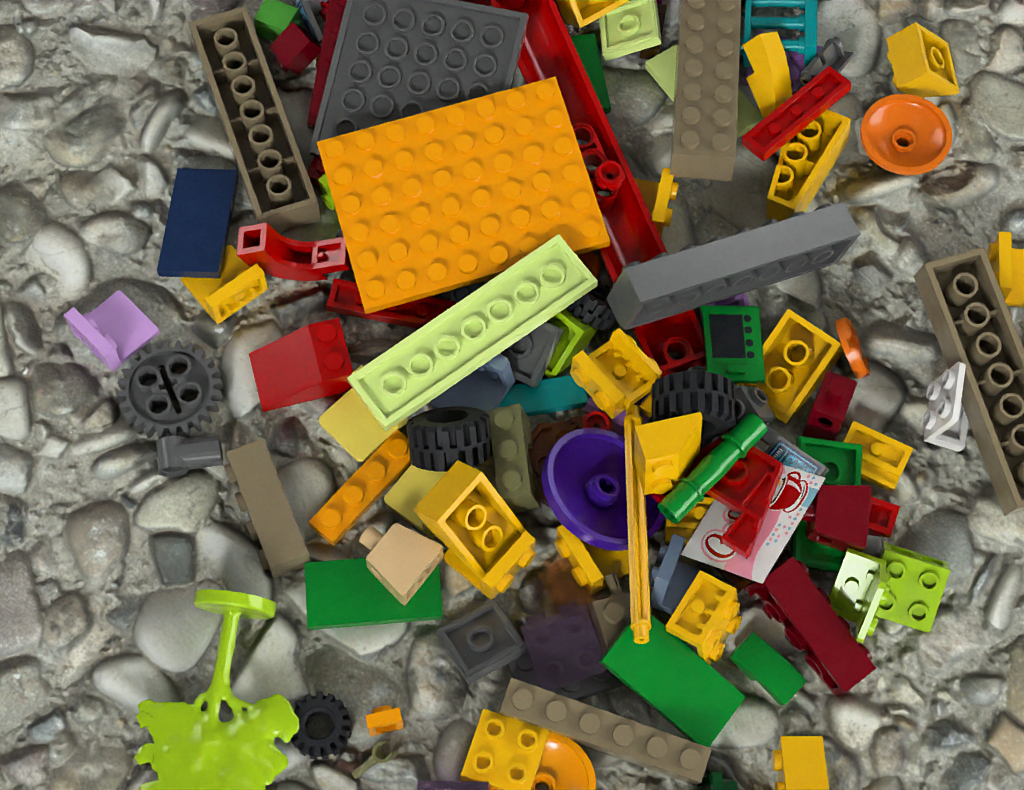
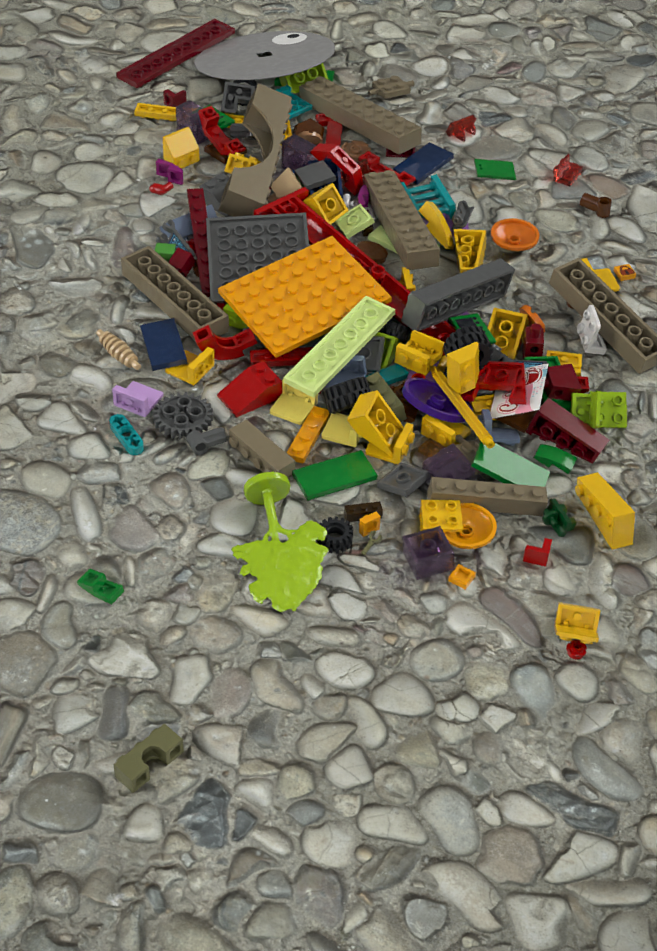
camera: 20 degrees left, 20 degrees down
(57, 392) = (127, 441): none -> teal beam
(121, 214) = (118, 349): none -> tan piece
(387, 688) = (357, 511): none -> dark brown piece
(401, 559) = (345, 452): tan torso -> none
(634, 104) = (374, 251): none -> reddish brown tile
(706, 616) = (516, 433): yellow bracket -> none
(712, 468) = (490, 372): green piece -> none
(796, 113) = (458, 231): red plate -> none
(921, 63) = (505, 206): yellow slope -> none

